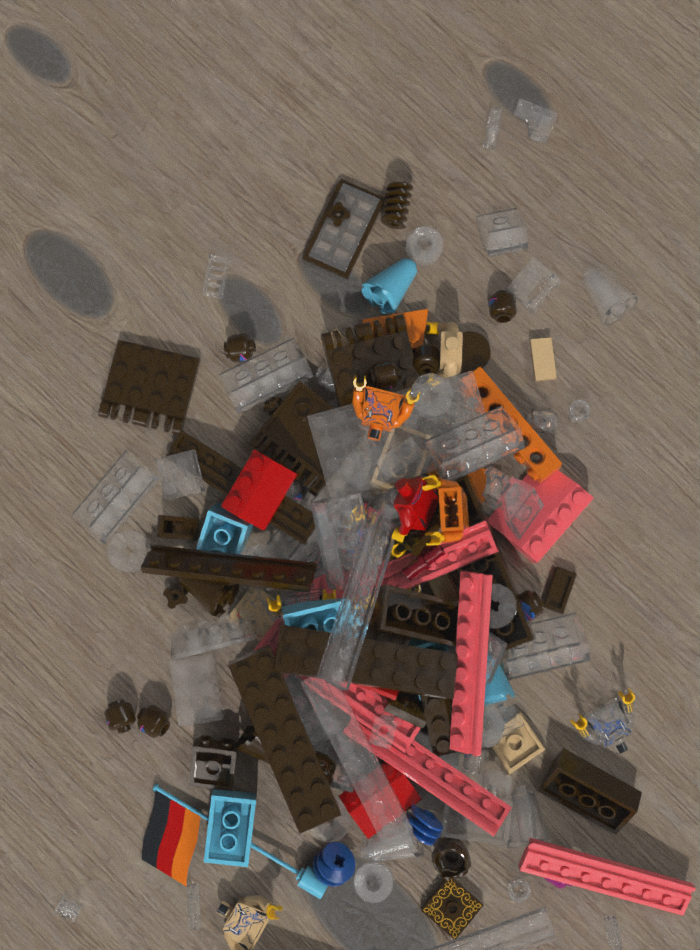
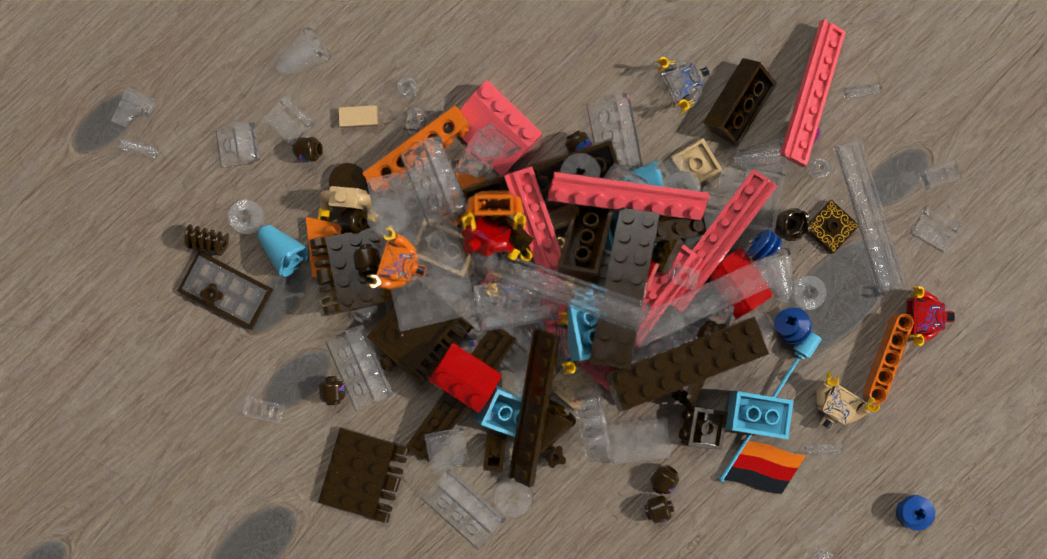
camera: 90 degrees left, 5 degrees up
(423, 561) = (538, 233): dark red pin -> none
(559, 590) = (565, 116): dark brown tile -> none

